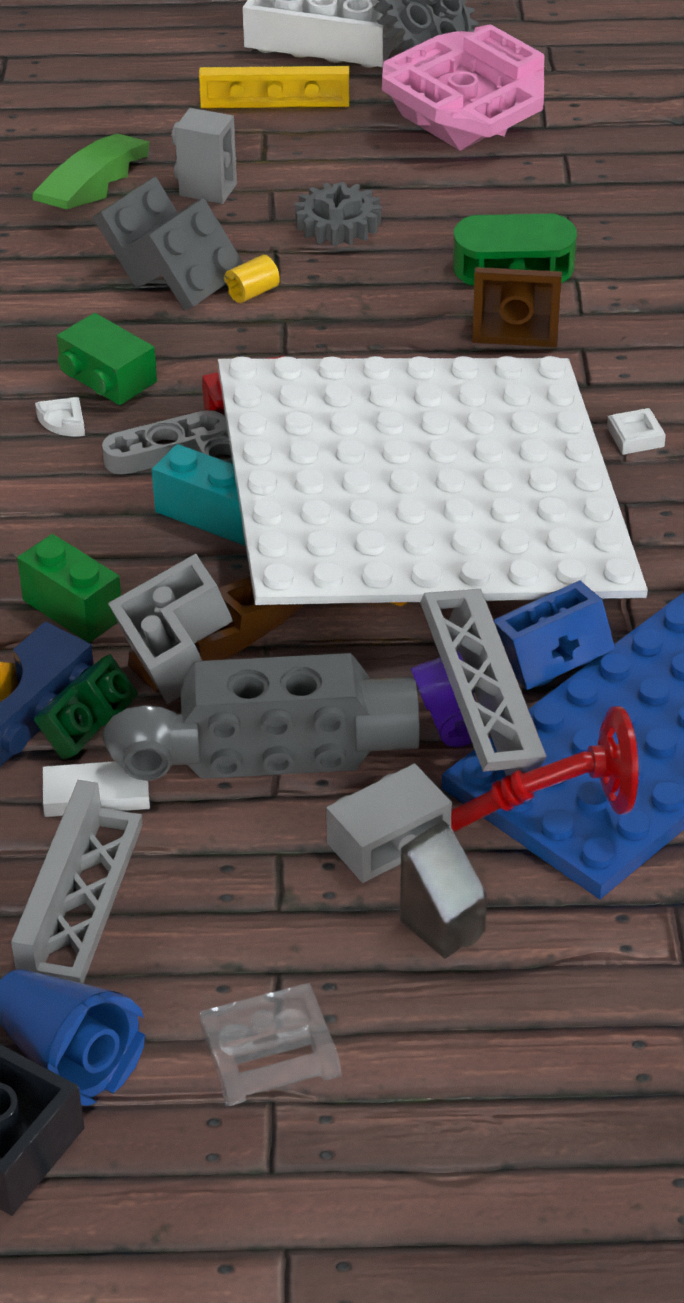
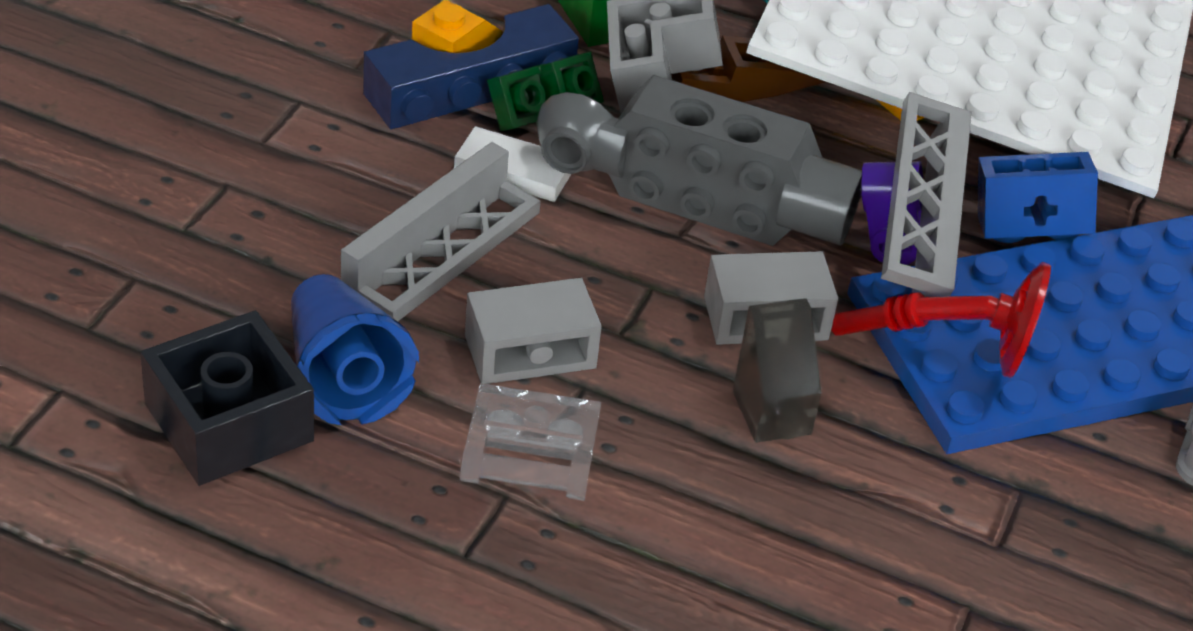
camera: 20 degrees right, 0 degrees up
(211, 942) = (532, 330): none -> light grey brick

